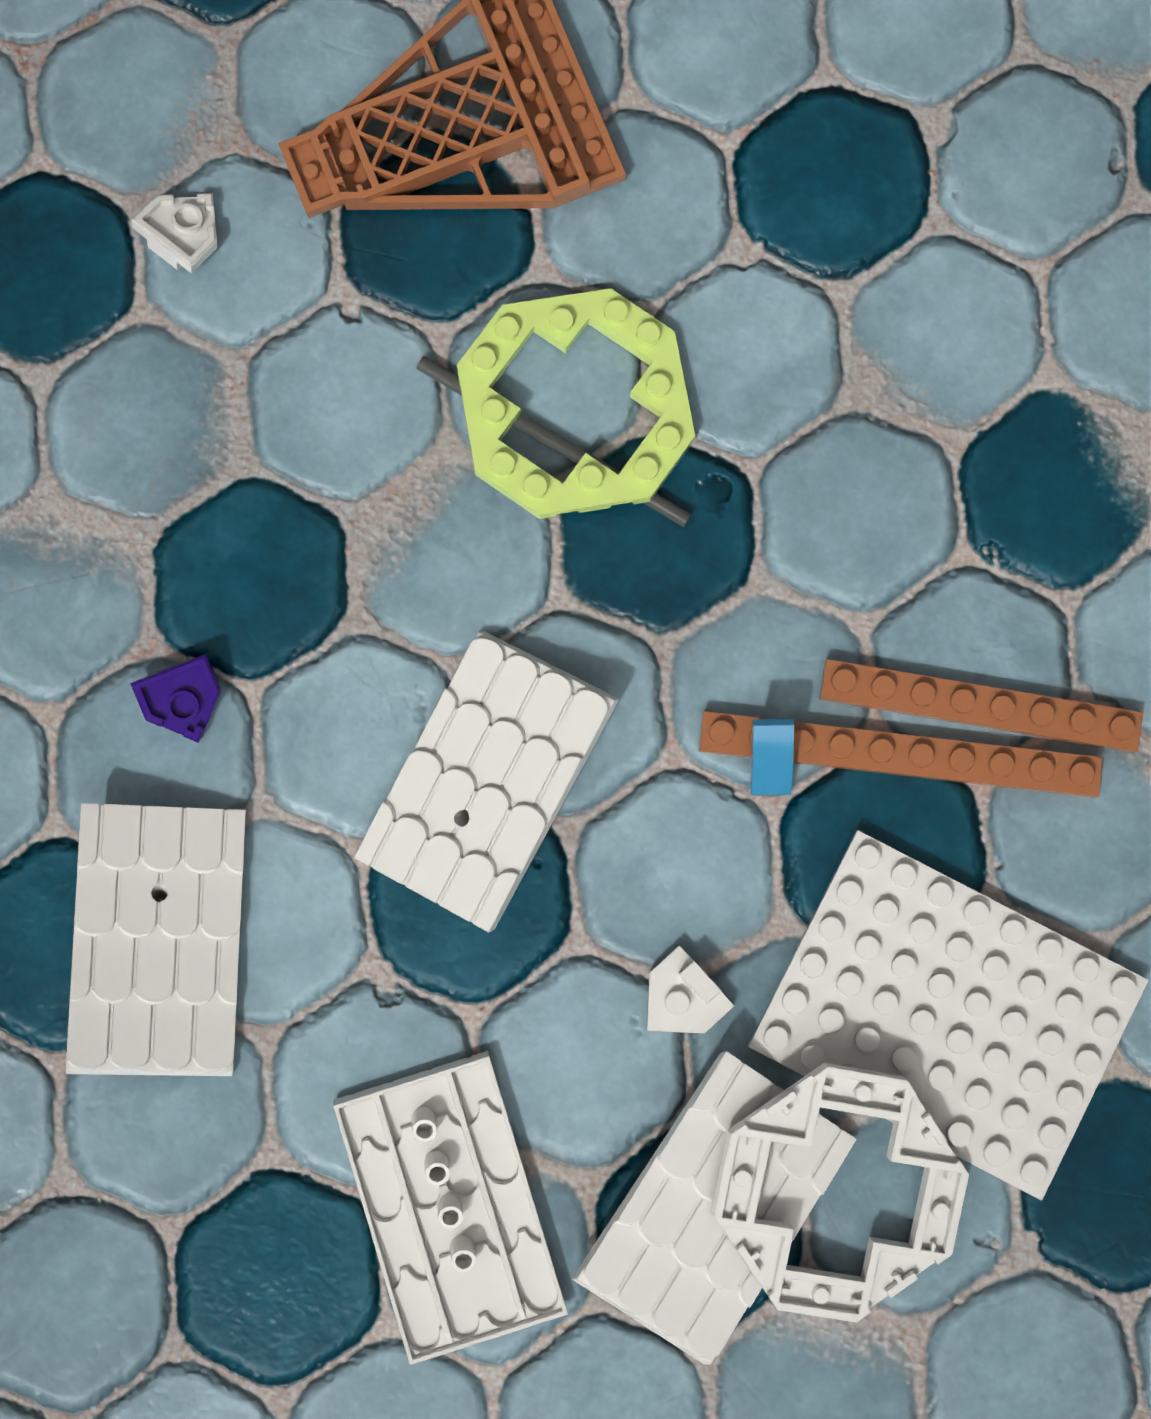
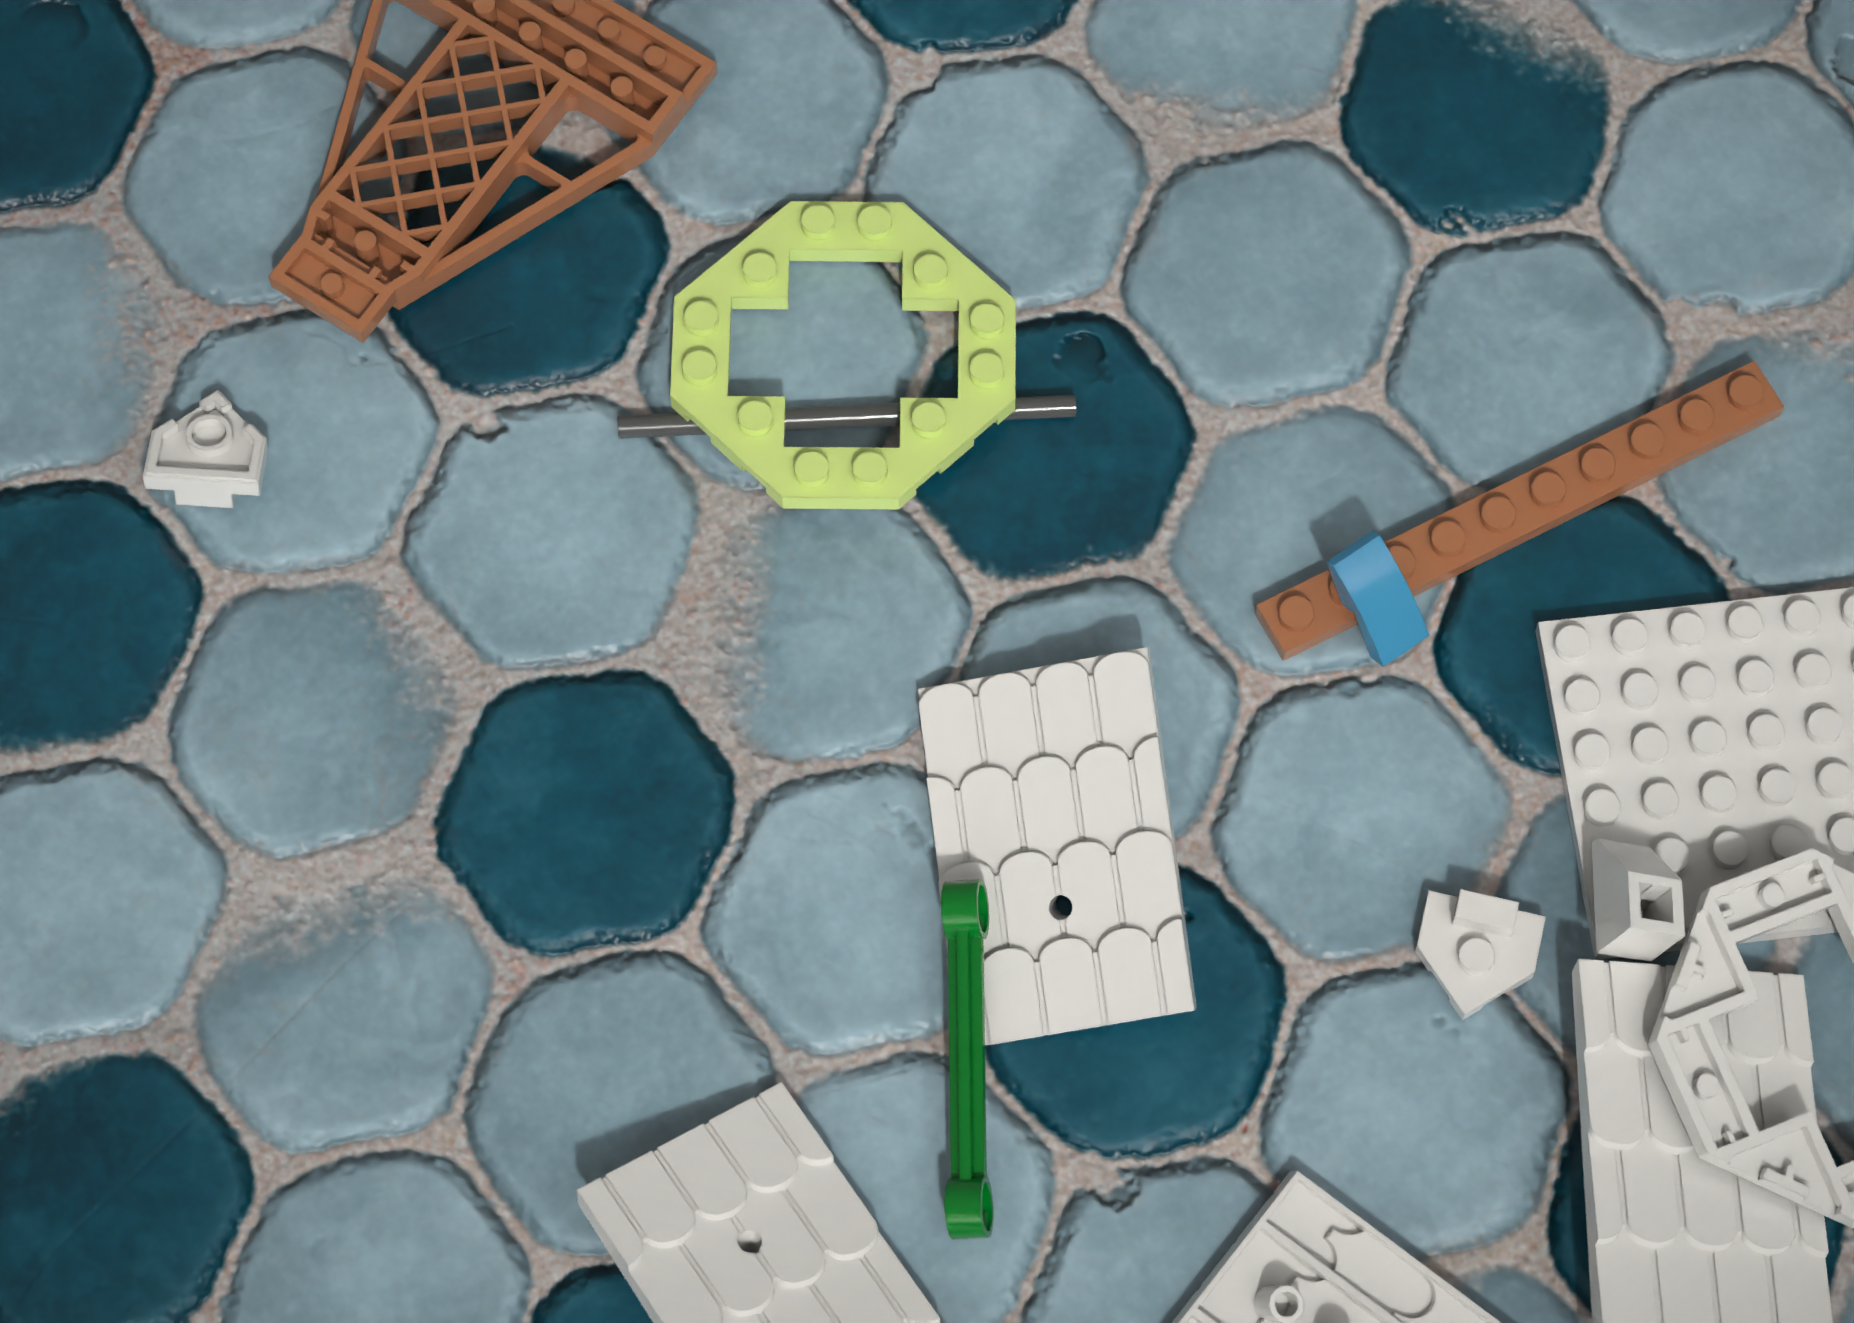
camera: 40 degrees left, 15 degrees down
(180, 696) = (603, 998): dark purple plate -> none
(401, 792) = (968, 1191): none -> green piece
(785, 1037) = (1635, 901): none -> white slope
(981, 706) = (1570, 396): nougat plate -> none

